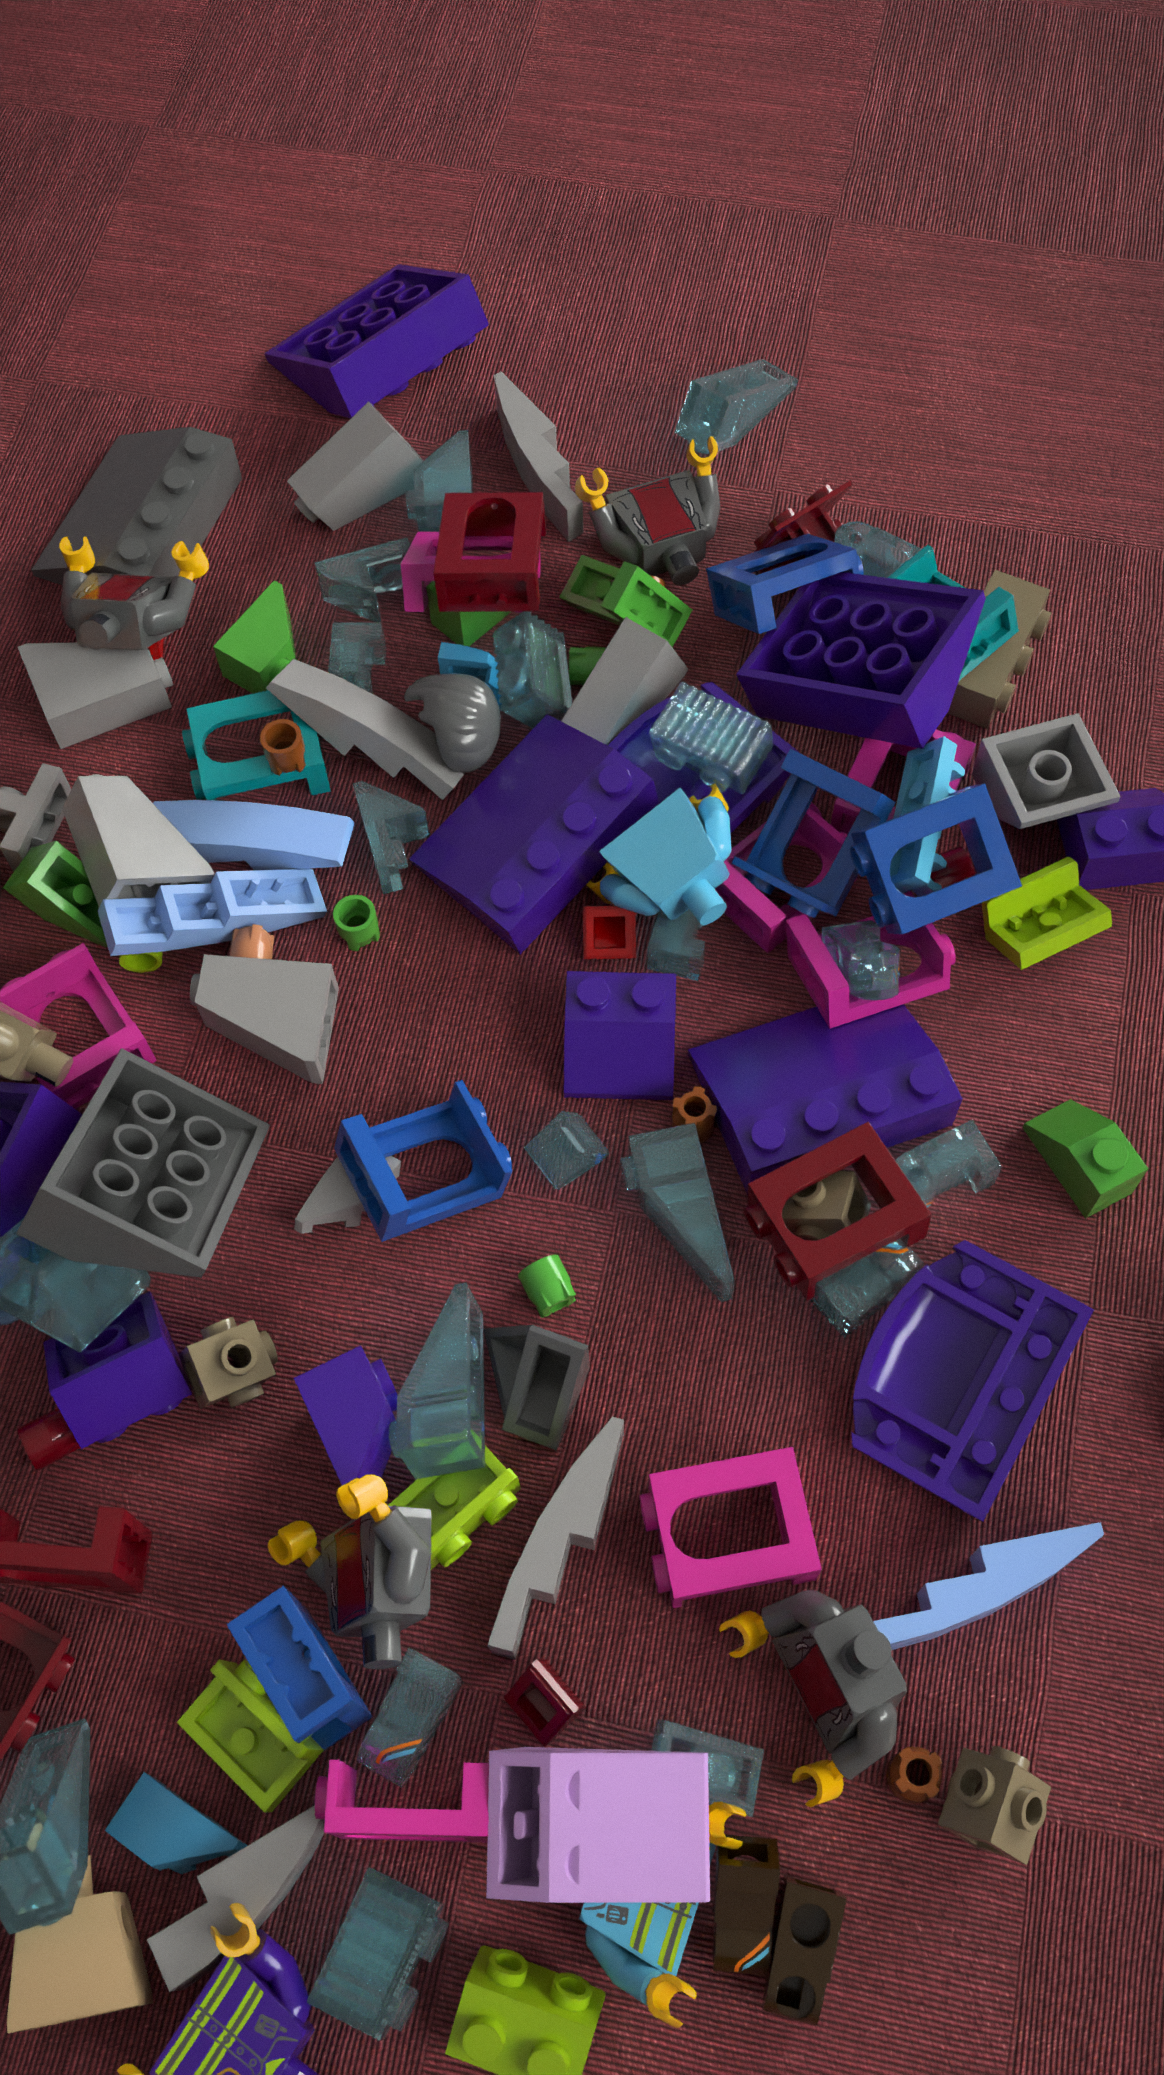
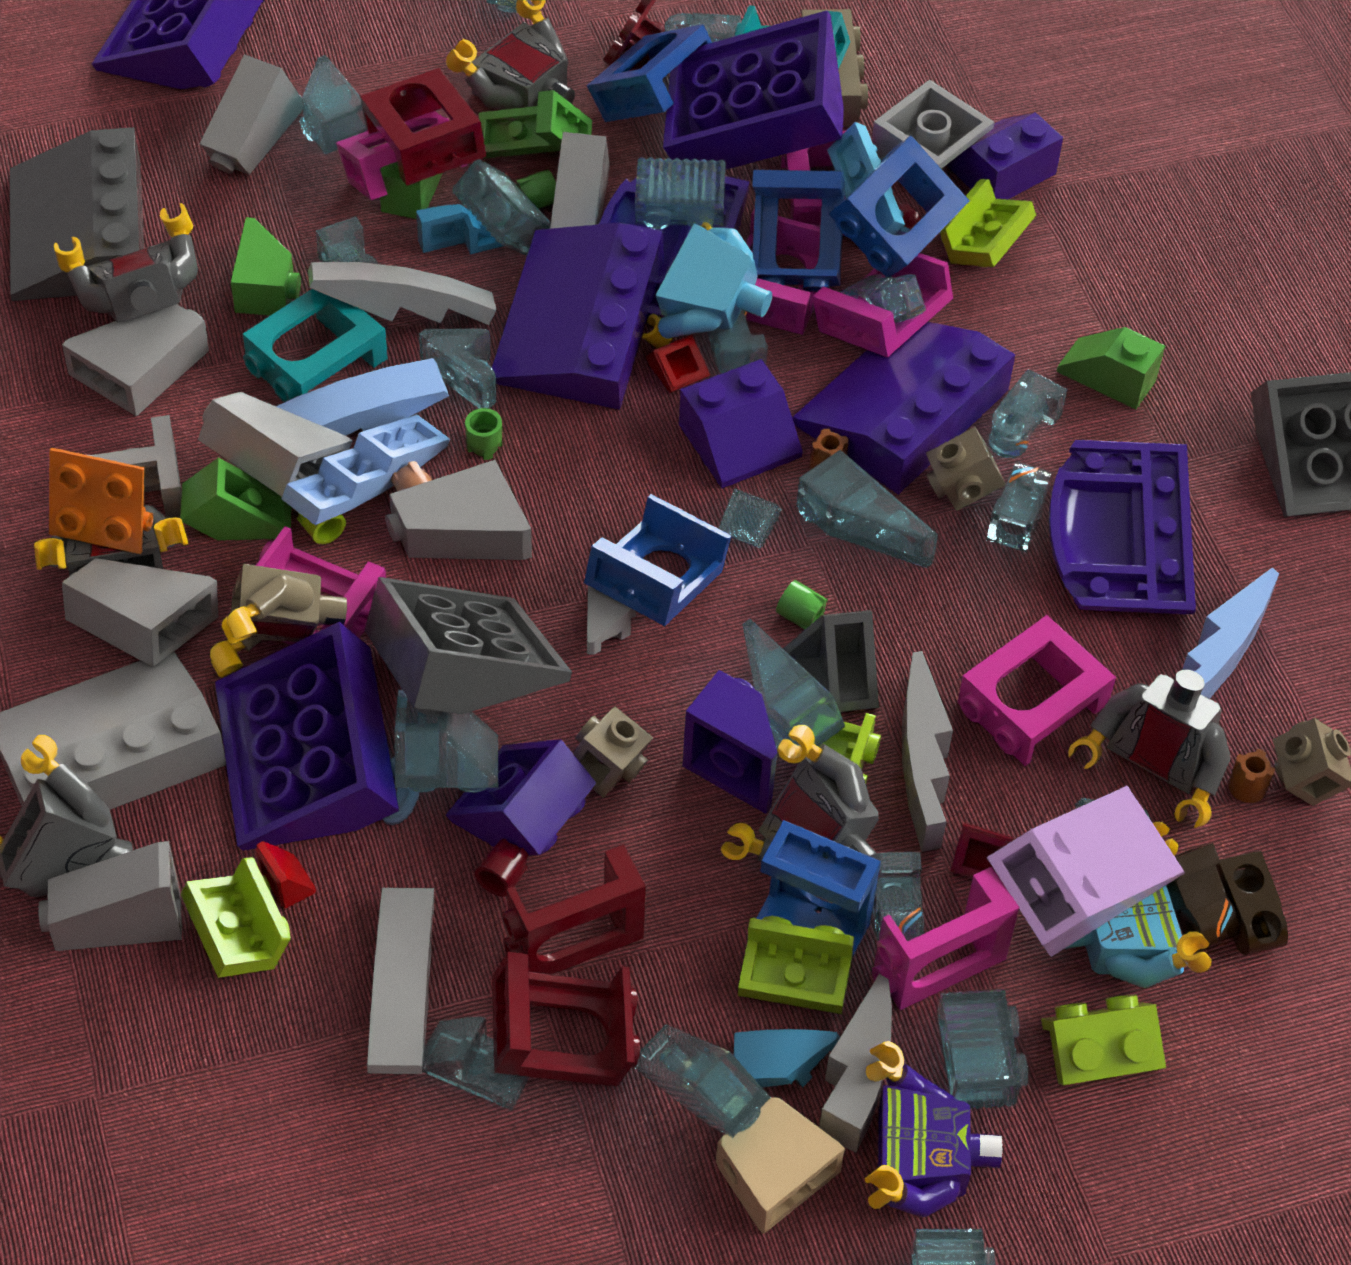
camera: 35 degrees left, 10 degrees down
(283, 746) = (353, 323): dark orange hose -> none
(358, 576) = (311, 194): clear light blue slope -> none
(463, 717) = (470, 252): dark grey piece -> none
(534, 451) = (372, 47): light grey slope -> none
(809, 1261) = (1002, 428): dark red panel -> none

